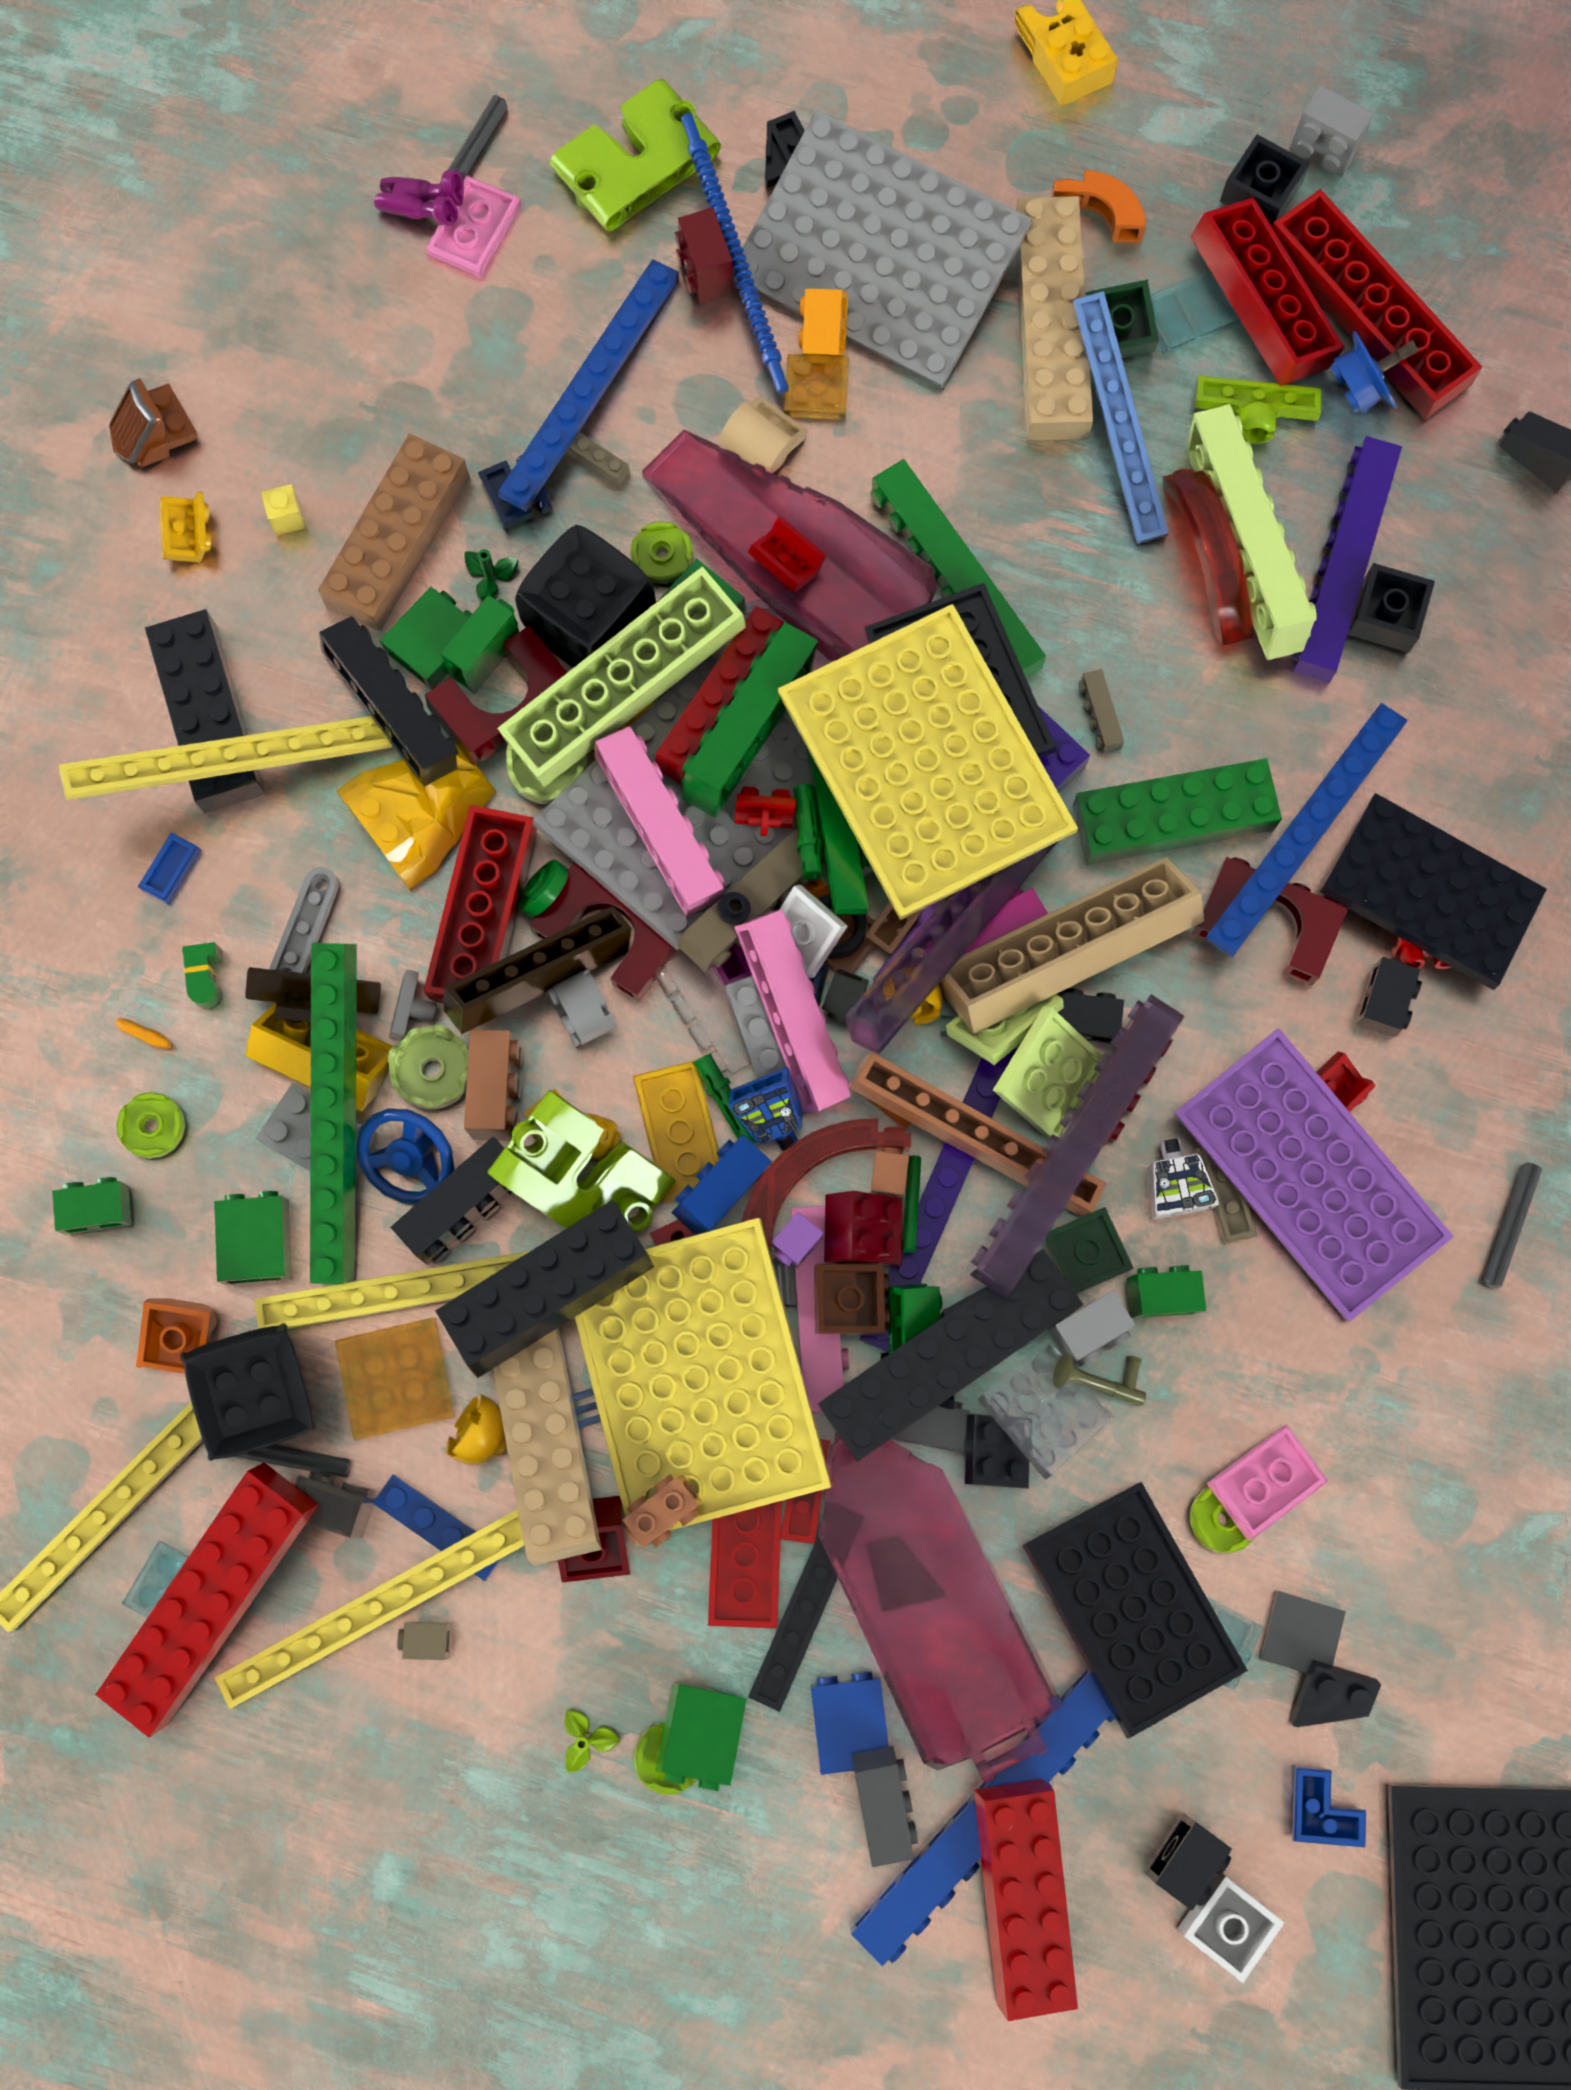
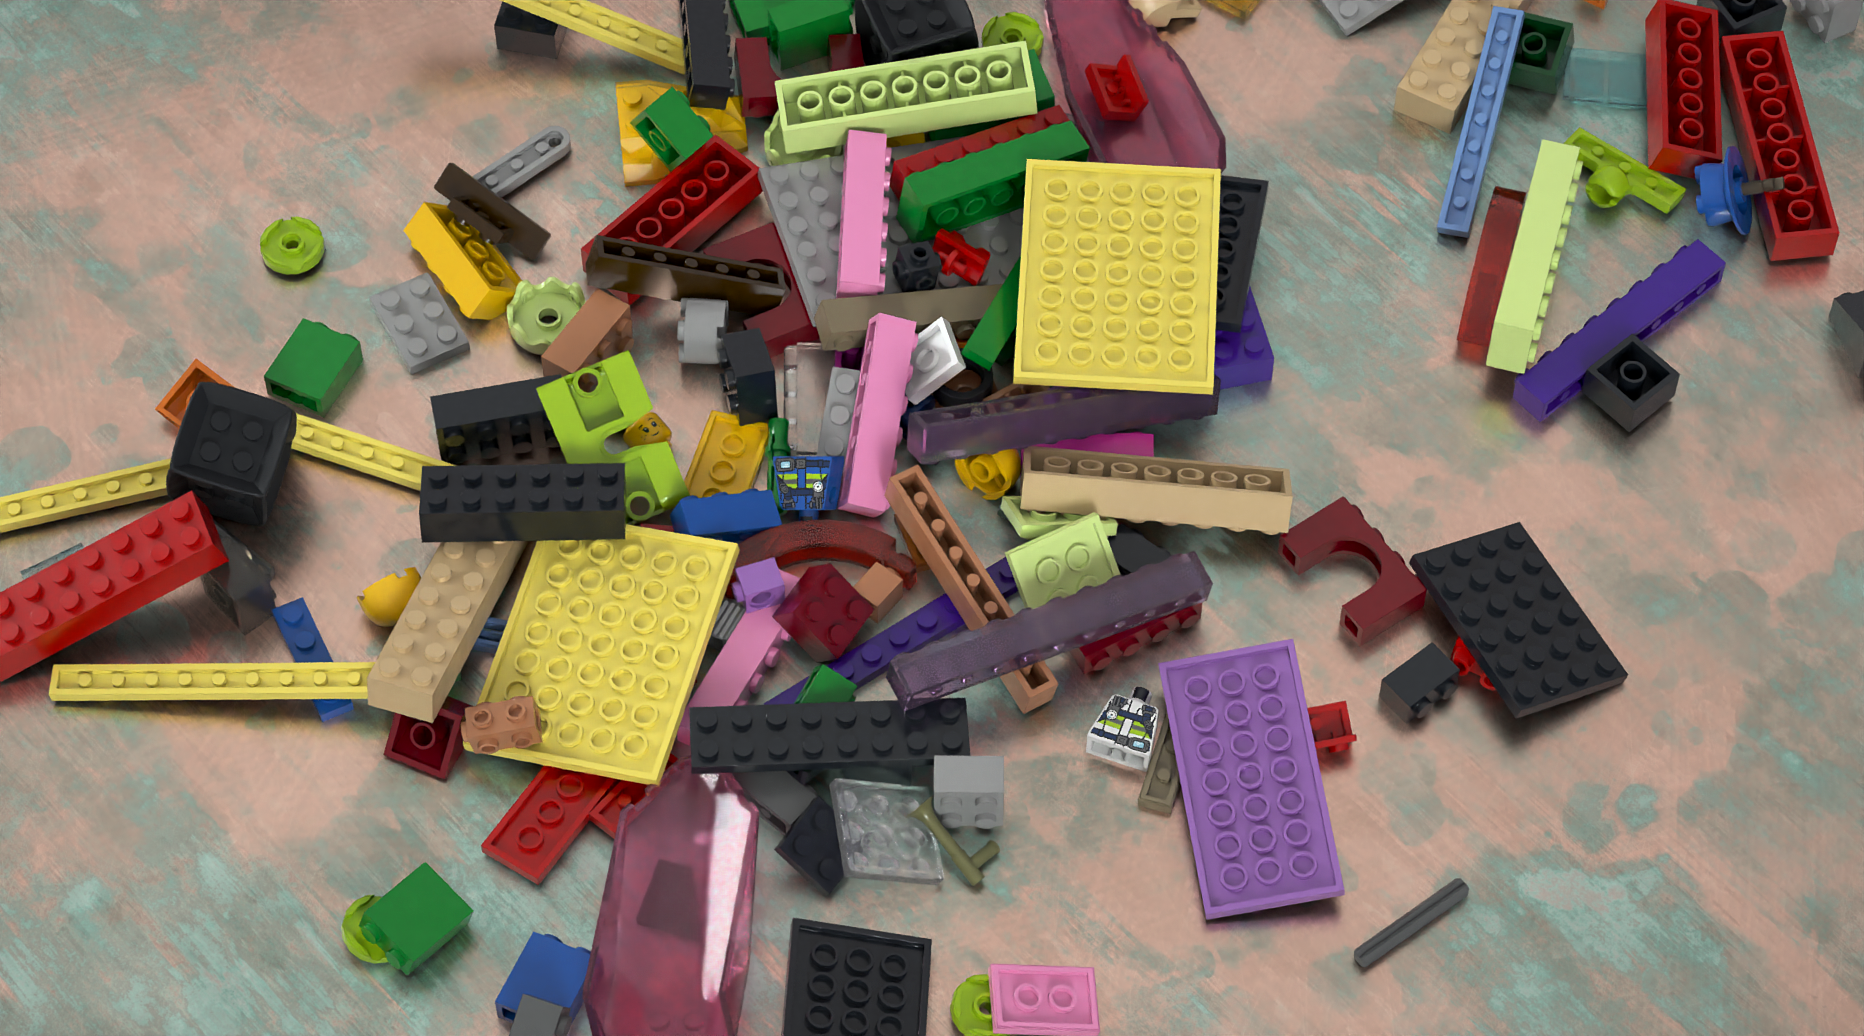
camera: 30 degrees right, 20 degrees down
(91, 1206) = (203, 276): green brick -> none
(148, 1035) = (336, 181): light orange piece -> none
(169, 868) = (440, 72): blue tile -> none
(200, 973) = (411, 156): green leg -> none
(333, 1112) = (443, 294): green brick -> none
(394, 1379) = (354, 531): clear yellow plate -> none
(406, 1155) = (482, 363): blue piece -> none
(408, 1006) = (562, 262): light grey tile -> none
(425, 1640) = (241, 731): dark tan brick -> none
(432, 825) = (672, 128): none -> green brick
(543, 888) = (733, 227): green piece -> none
(601, 1739) = (319, 868): lime plant -> none
(653, 1034) = (748, 377): none -> black brick
(729, 915) = (871, 309): black plate -> none
(738, 845) = (916, 267): none -> black brick
(795, 1630) = (547, 894): black plate -> none
(809, 843) = (979, 298): green pin -> none
(851, 1299) = (774, 656): reddish brown plate -> none
(911, 1204) = (880, 623): green bar -> none
(938, 544) = (1257, 158): green brick -> none
(1088, 1250) = (1015, 735): dark green plate -> none
(1102, 711) = (1315, 338): dark tan piece -> none
(1166, 1292) = (1055, 804): green brick -> none
(1176, 811) = (1325, 445): green brick -> none
(1306, 830) = (1432, 511): blue plate -> none

